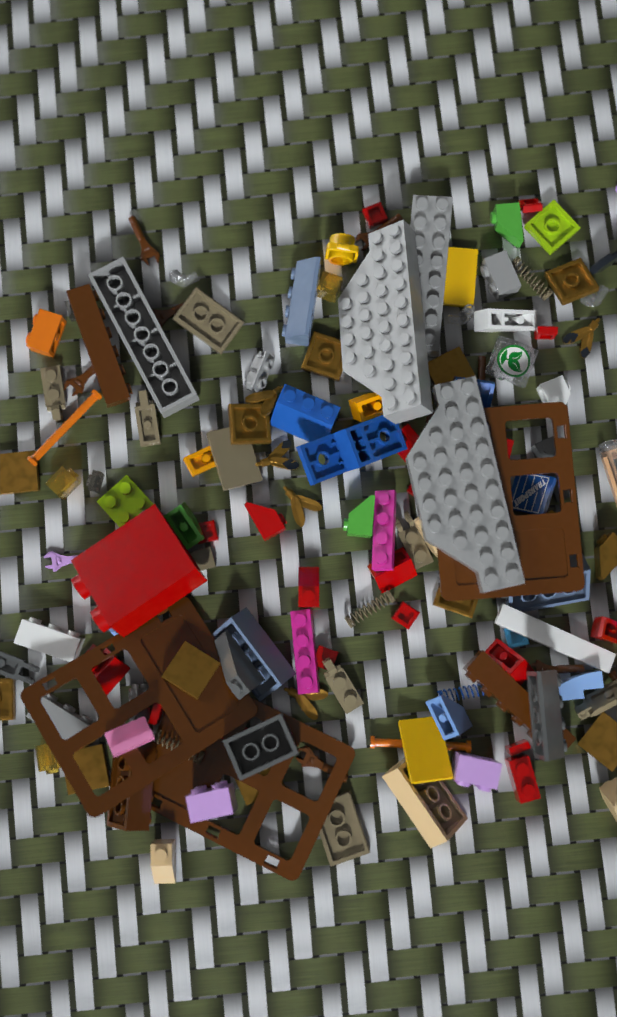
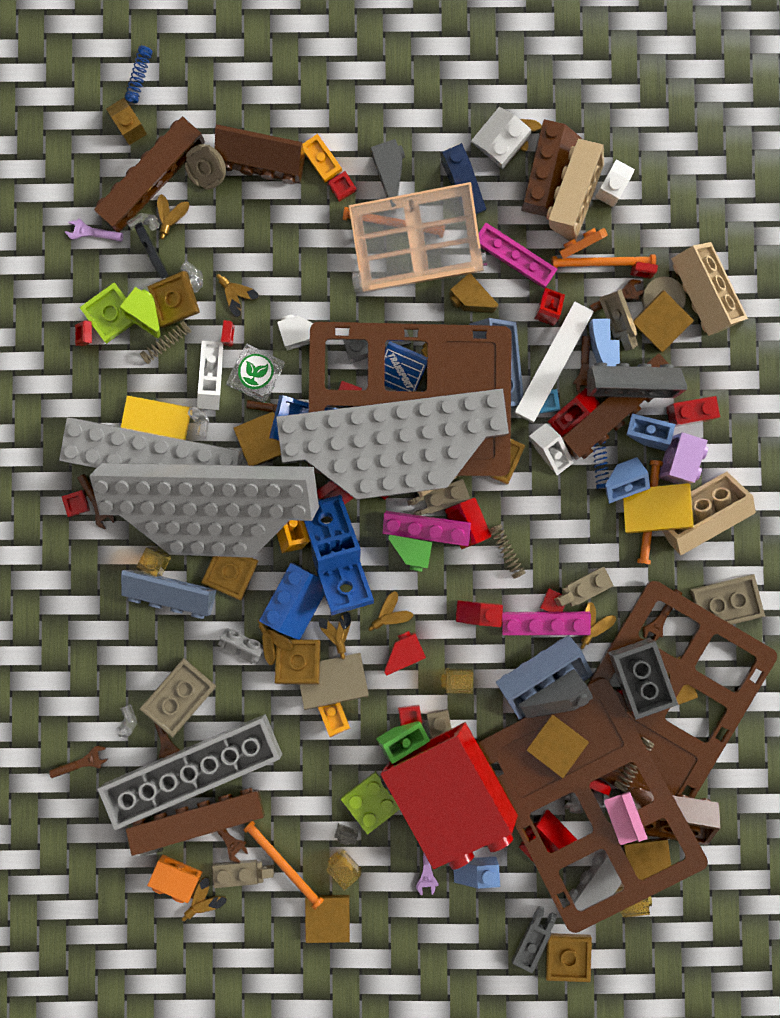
camera: 90 degrees left, 5 degrees up
(24, 358) = (202, 905): none -> pearl gold piece
(49, 639) = (512, 894): white brick -> none
(67, 606) = (479, 873): none -> medium blue slope
(147, 421) = (284, 773): dark tan hinge -> none
(163, 860) = (746, 788): tan slope -> none
(211, 802) = (695, 735): lavender brick -> none
(244, 572) = (458, 681): none -> clear yellow brick
(342, 249) = (113, 544): yellow piece -> none
(405, 615) = (516, 514): red tile -> none
(471, 643) = (551, 448): none -> white slope
(498, 736) = (650, 431): none -> medium blue slope
(500, 275) = (159, 374): light grey brick -> none
(508, 222) = (100, 359): bright green slope -> none
(518, 747) = (661, 411): red tile -> none
(557, 253) = (141, 310): none -> lime slope

